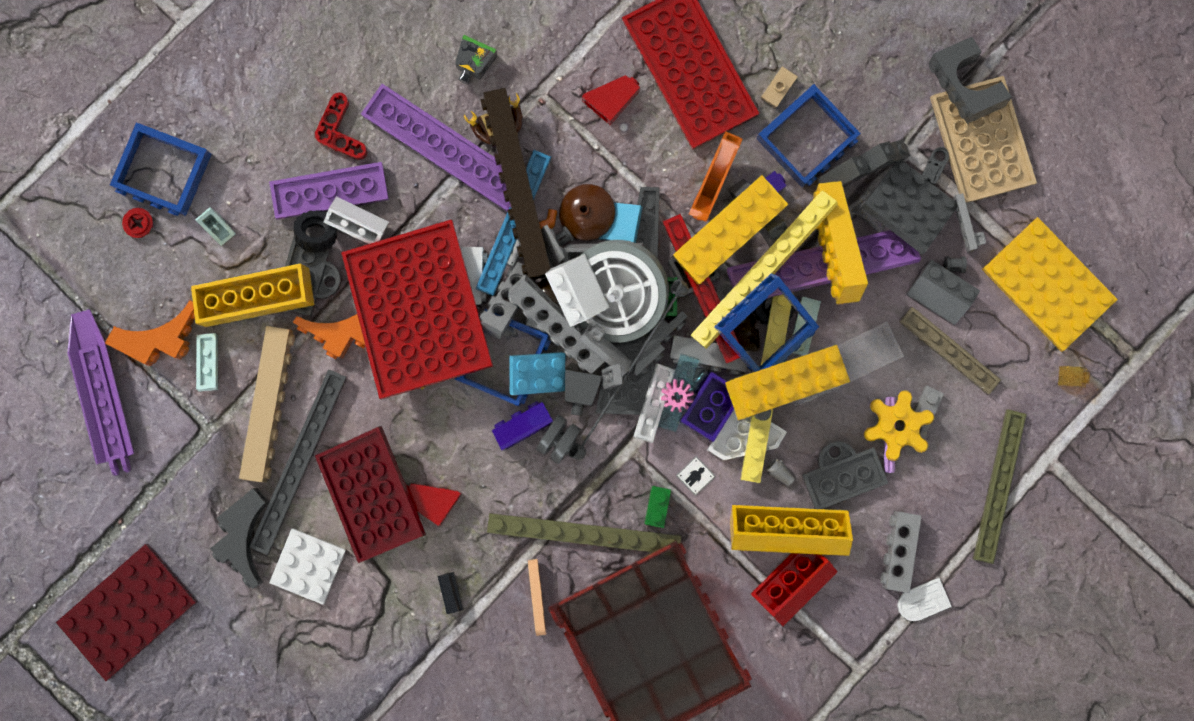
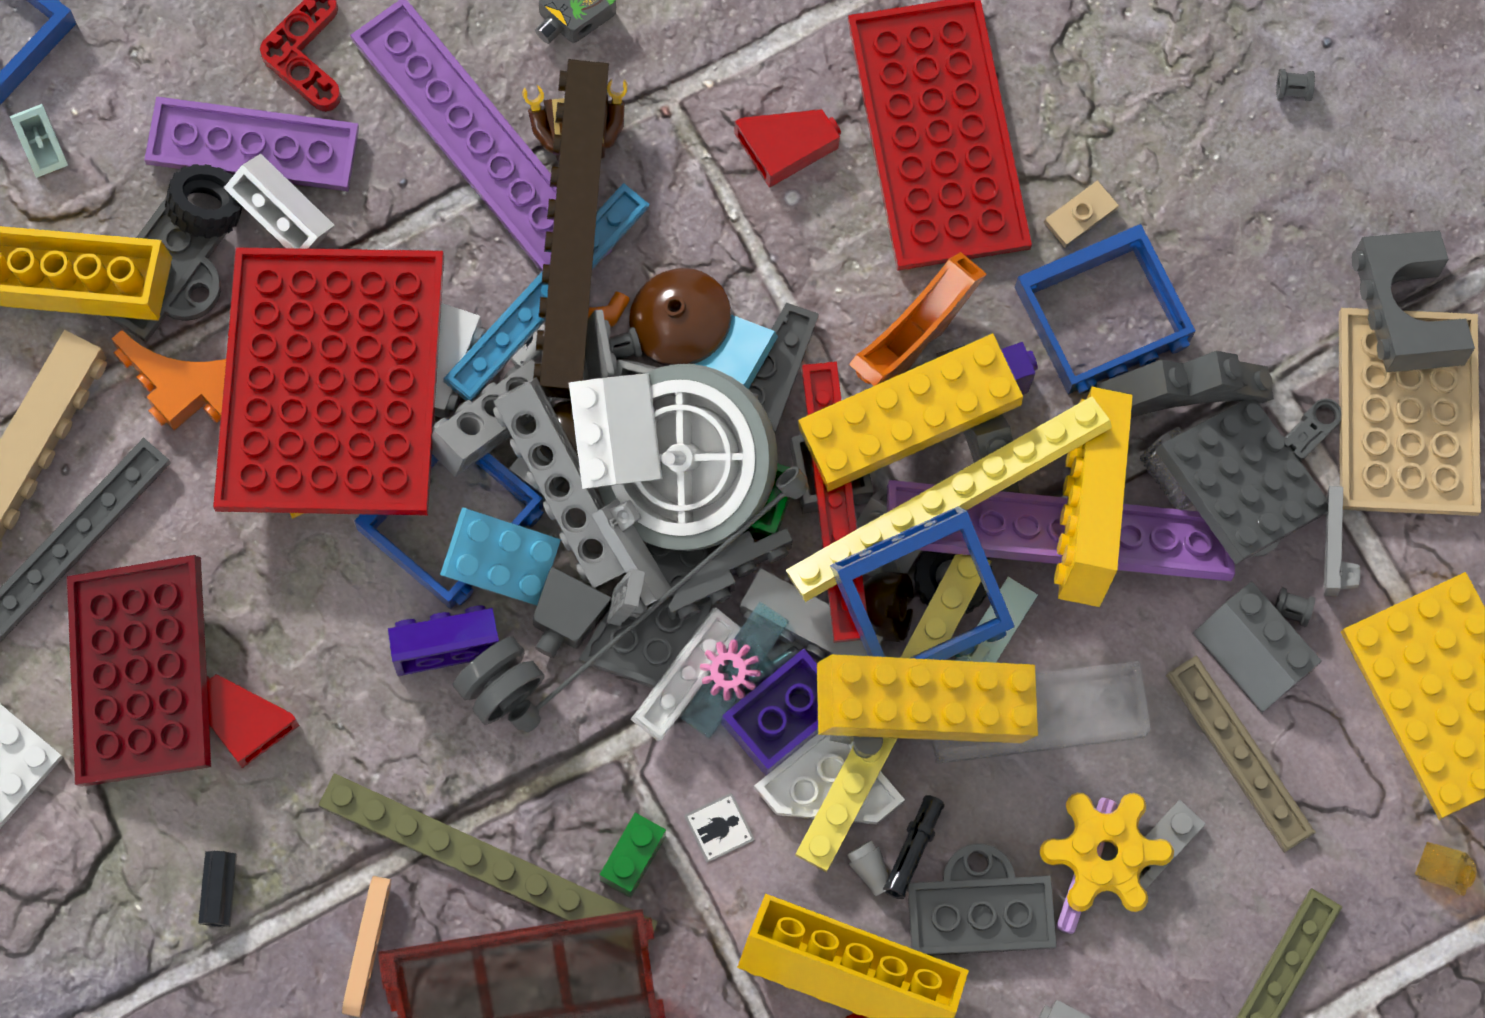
camera: 15 degrees right, 10 degrees down
(799, 455) = (919, 834): none -> black pin

